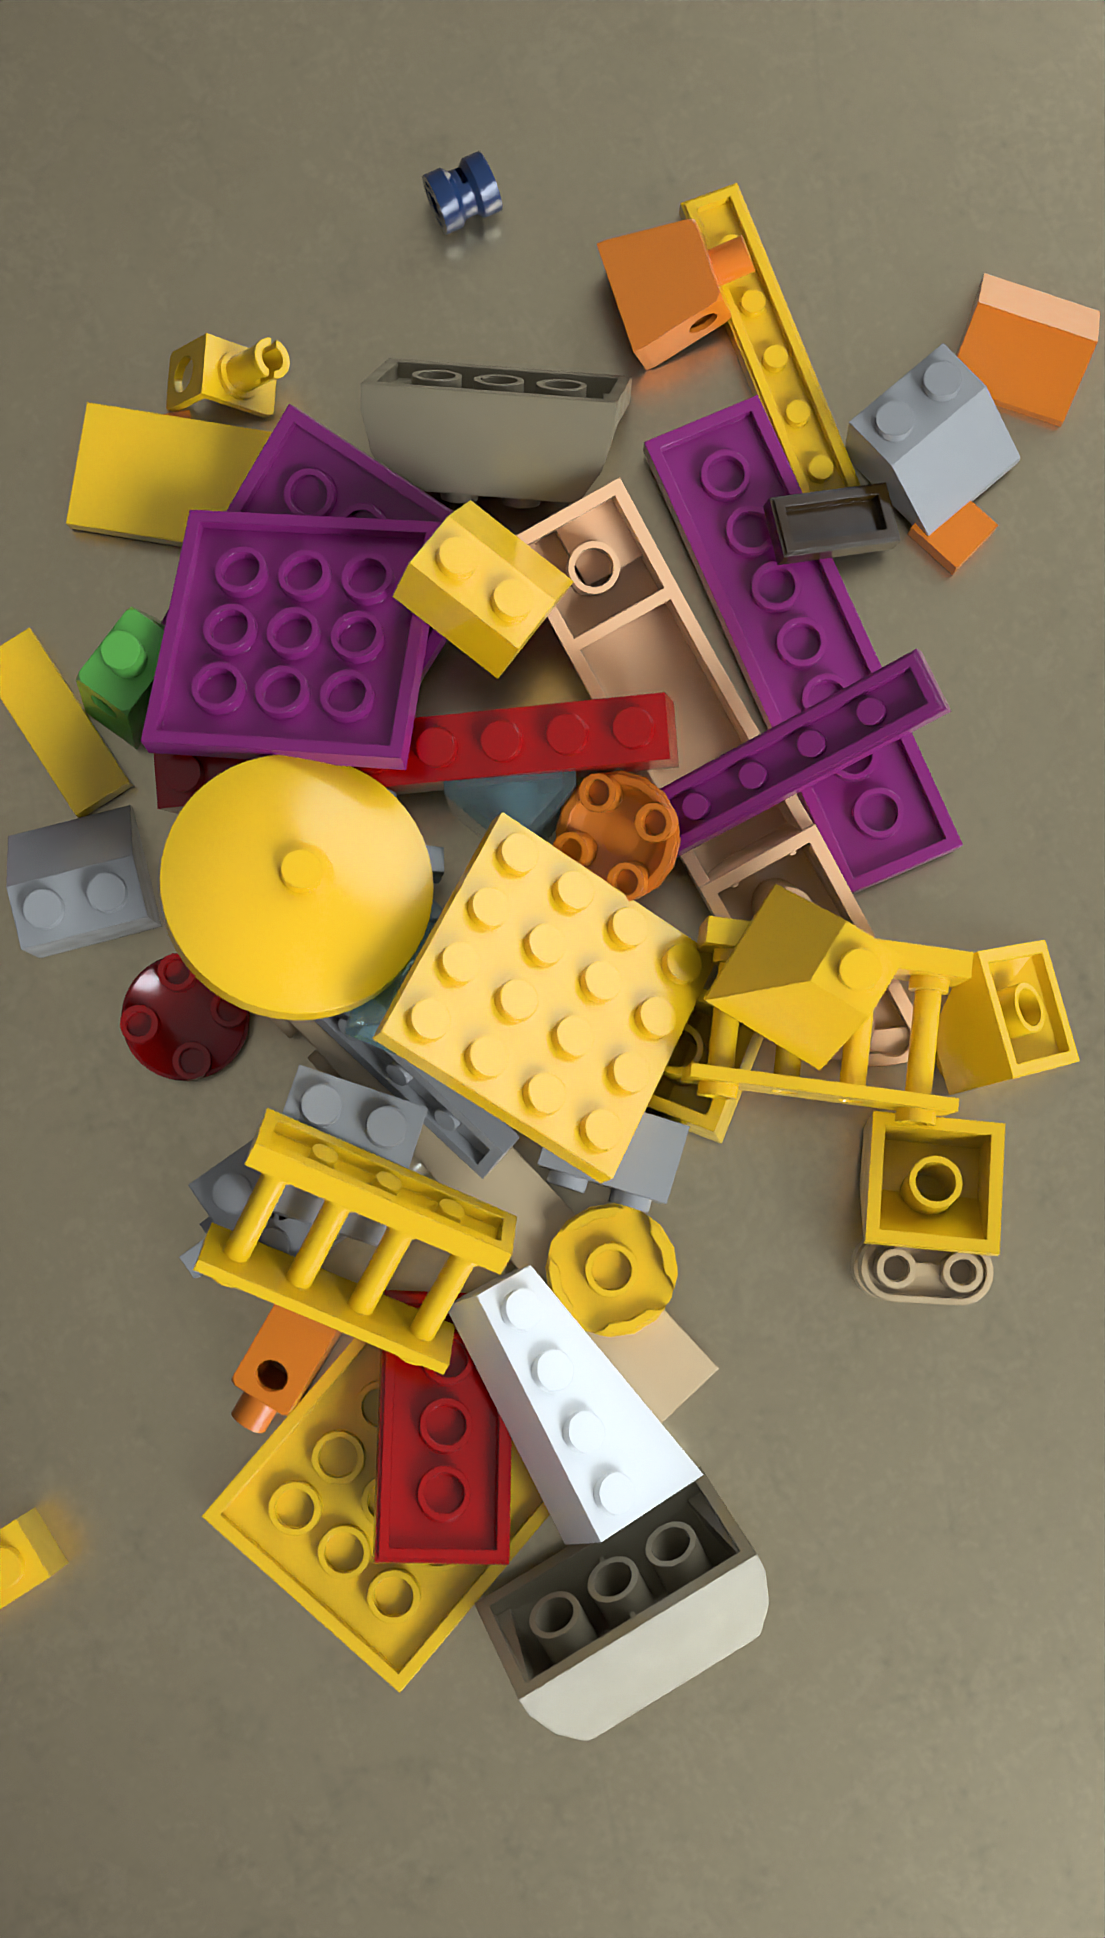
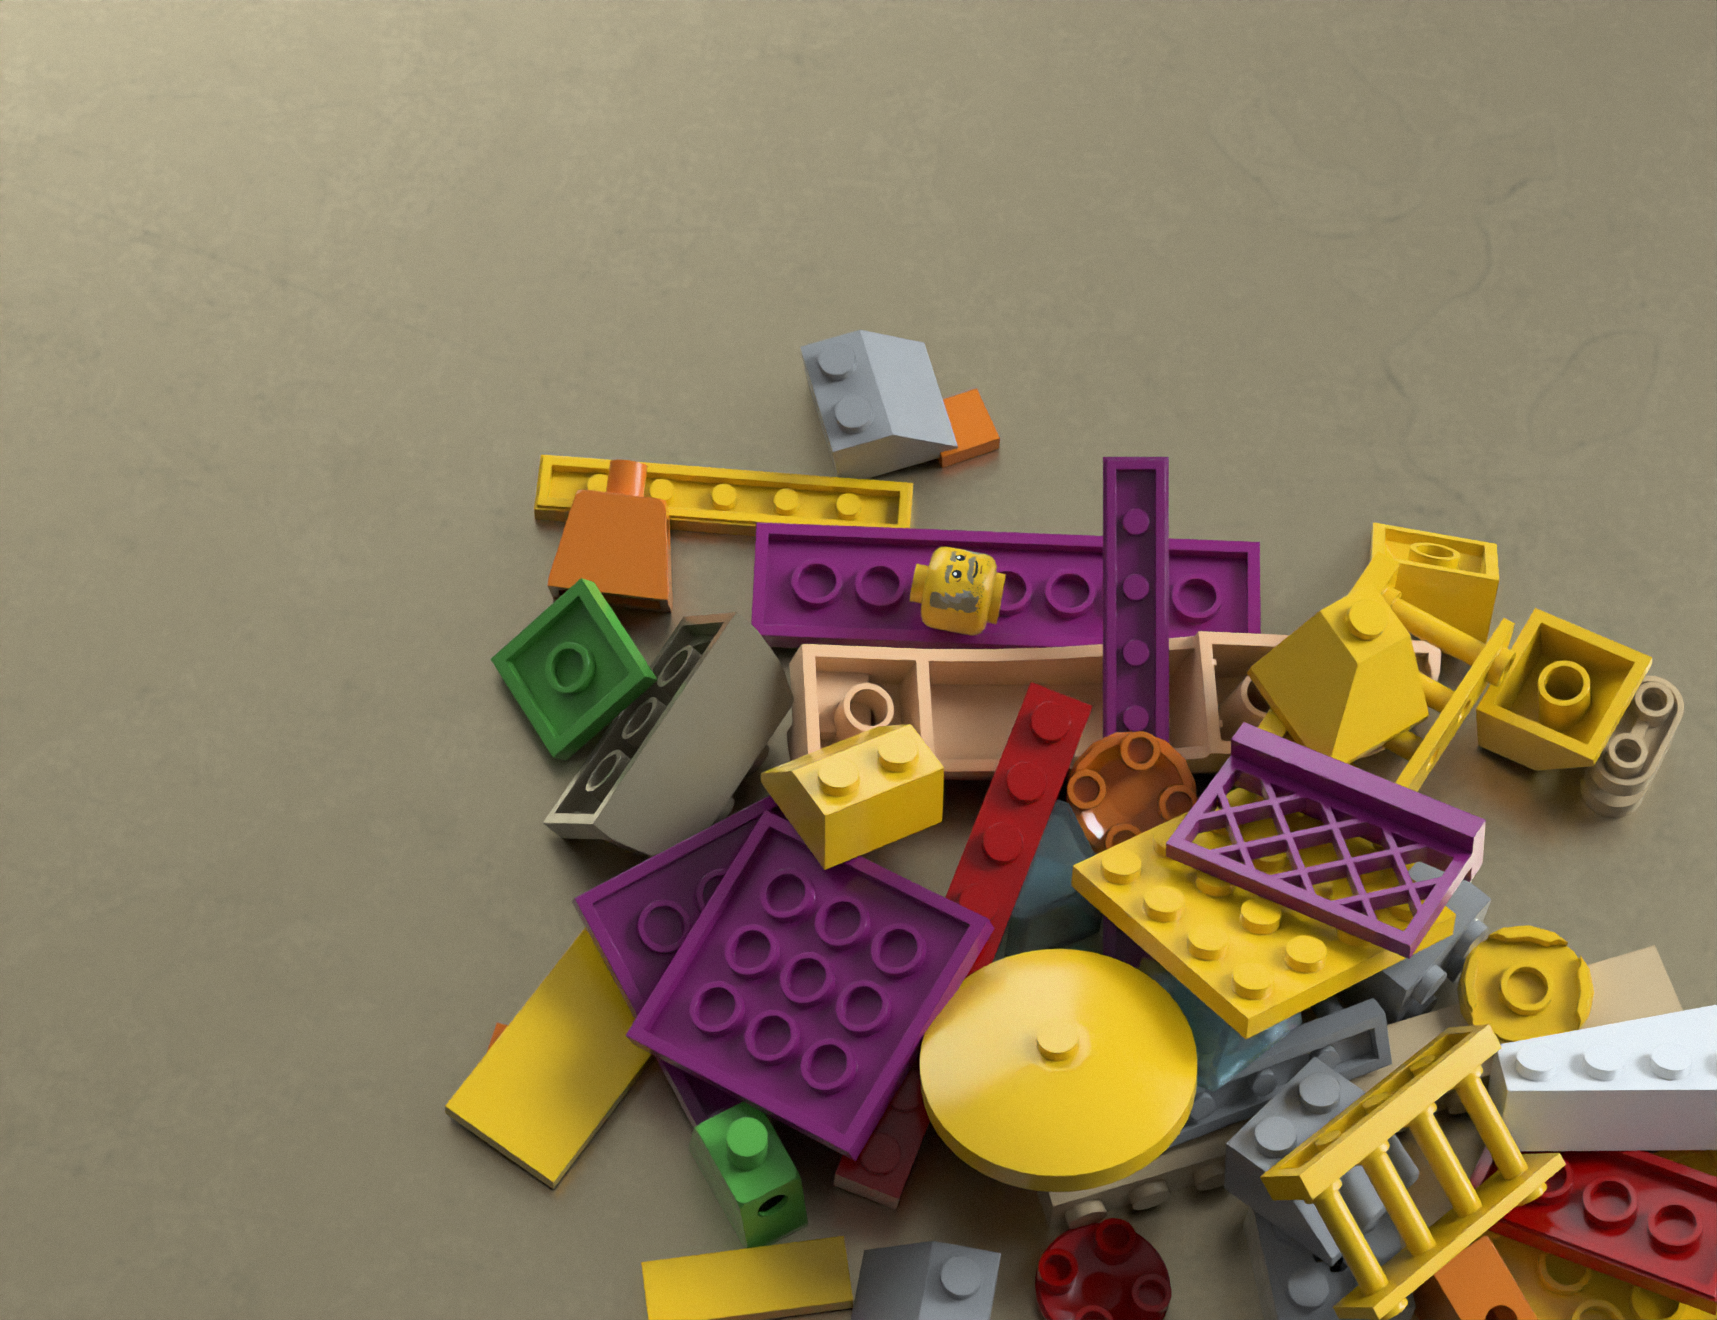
camera: 65 degrees left, 20 degrees down
(227, 374) = (486, 967): yellow bracket -> none
(462, 192) = (422, 684): dark blue wheel -> none
(532, 307) = (573, 669): none -> bright green plate
(679, 1042) = (1350, 806): none -> magenta fence
(762, 596) = (958, 591): none -> yellow head
(831, 523) = (911, 512): dark brown tile -> none
(1028, 347) = (823, 289): orange slope -> none

